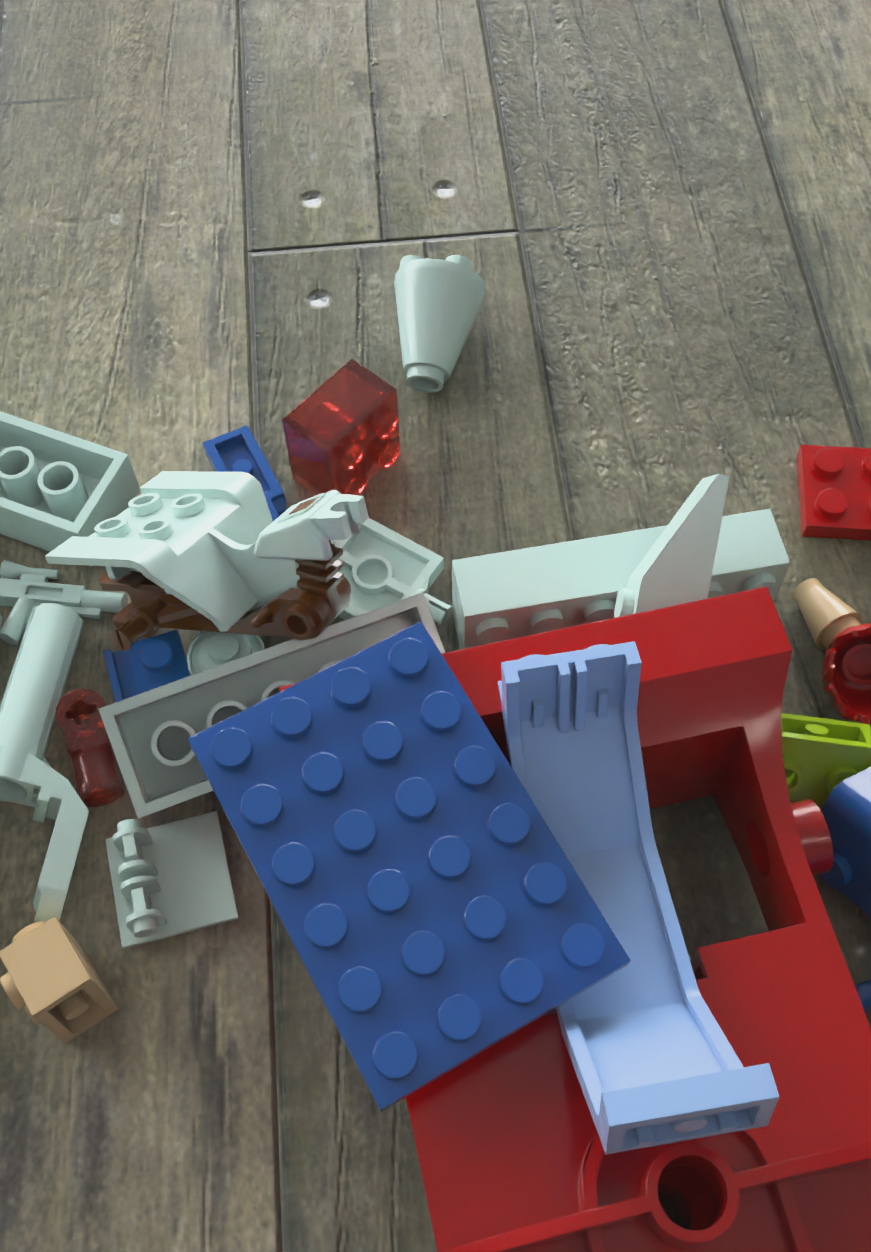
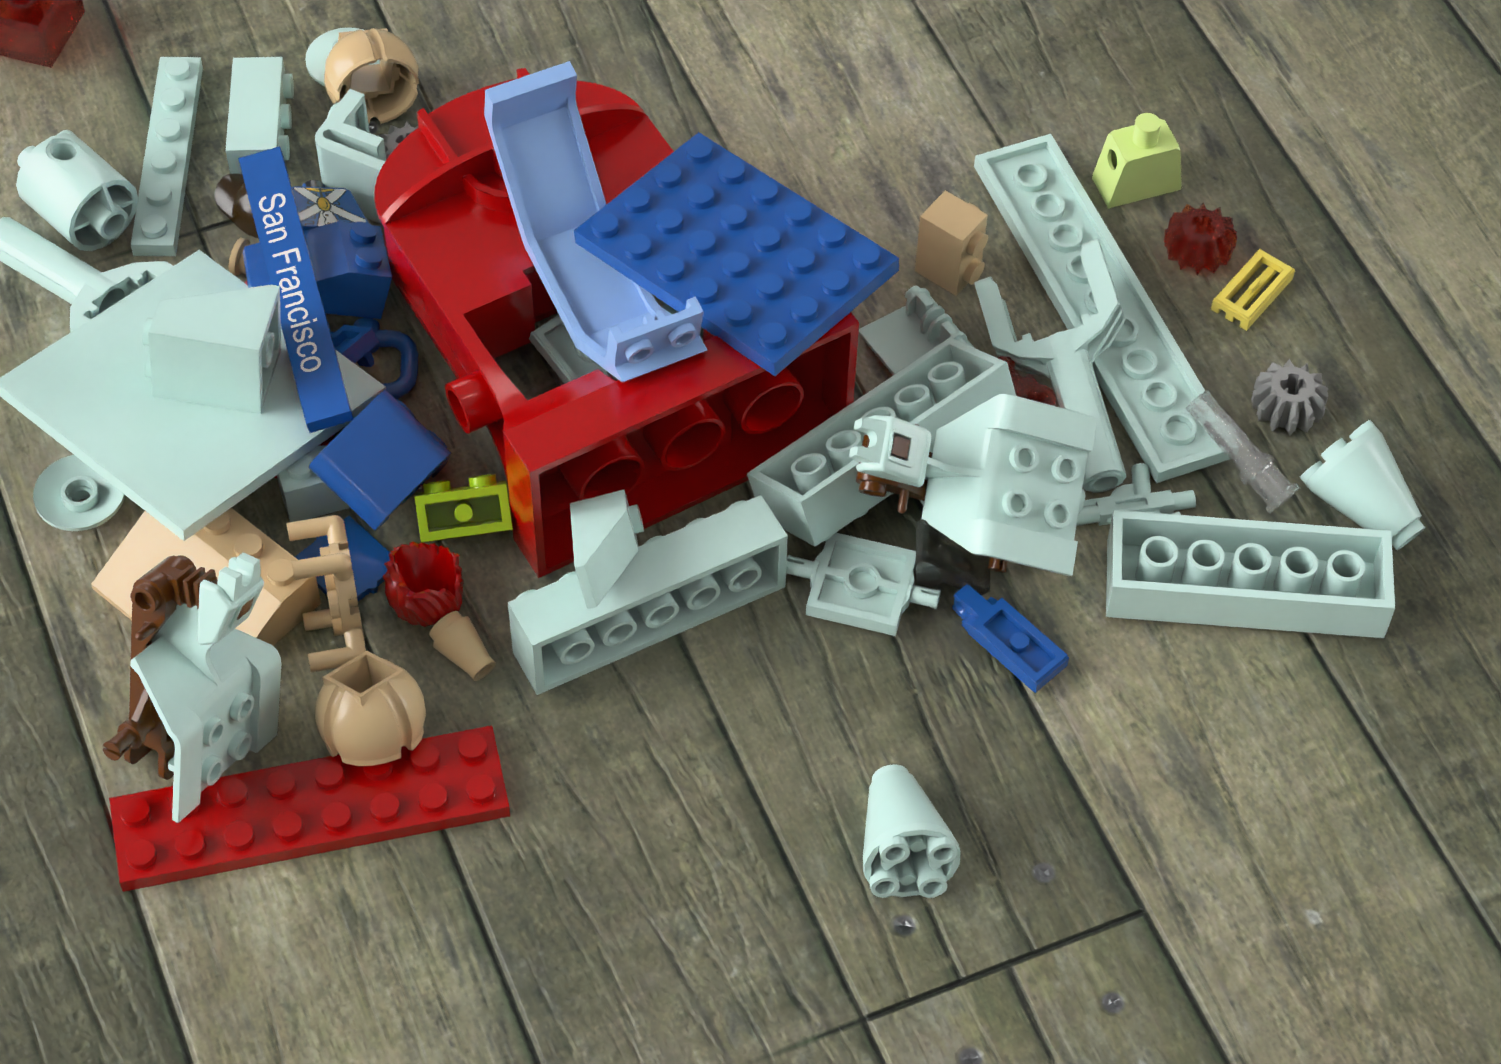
camera: 160 degrees right, 5 degrees down
(343, 432) = (934, 672): clear red brick -> none

